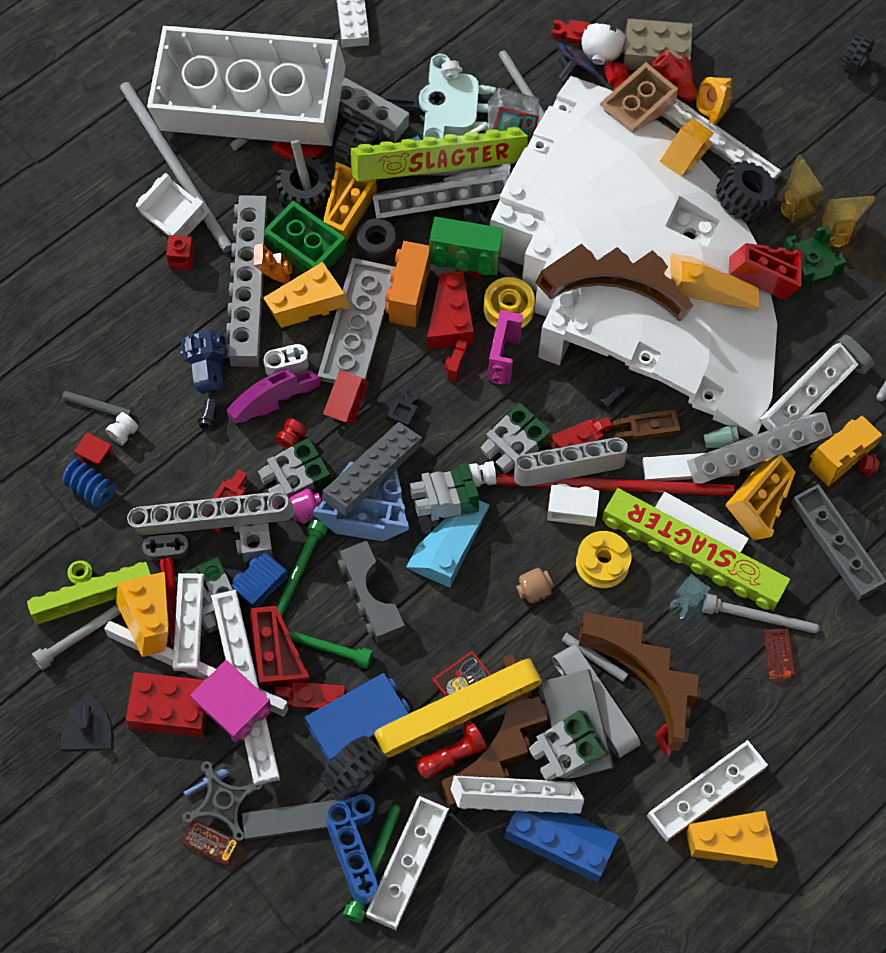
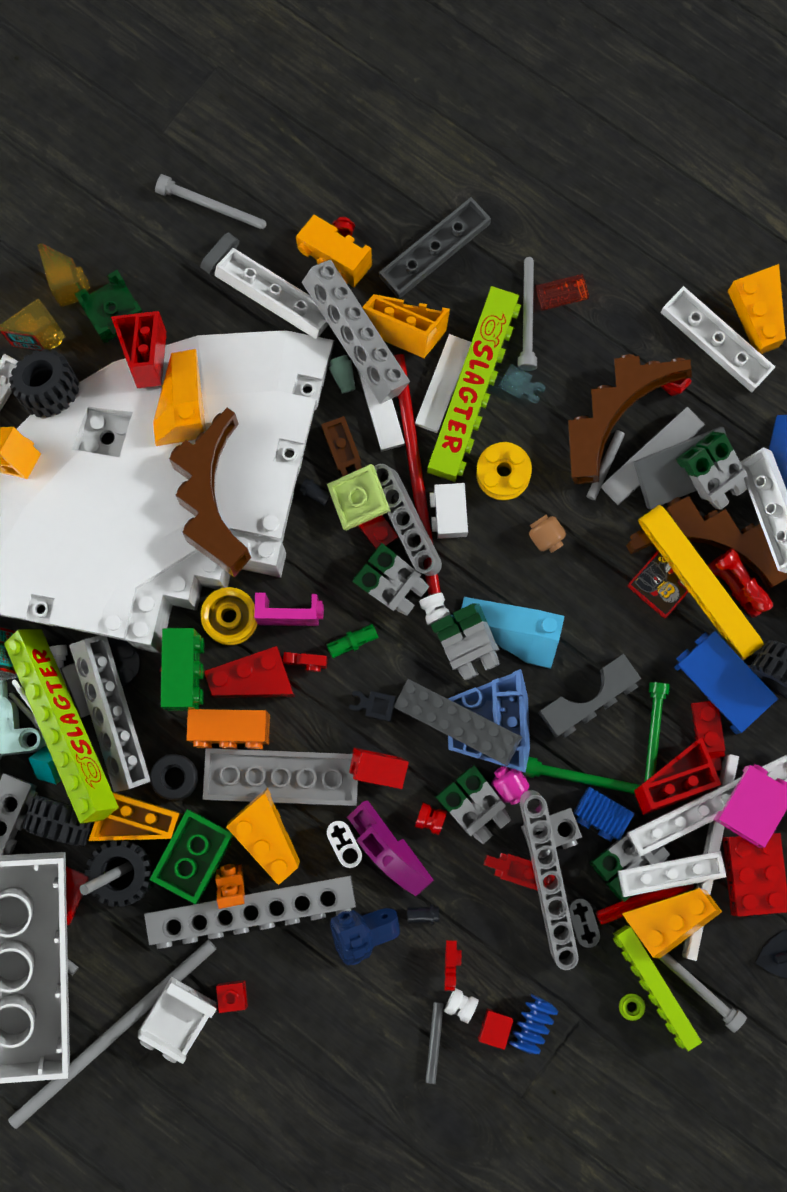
camera: 100 degrees left, 15 degrees up
(161, 425) = (452, 959): none -> red plate
(466, 401) = (352, 641): none -> green pin
(598, 424) = (358, 497): none -> yellowish green tile

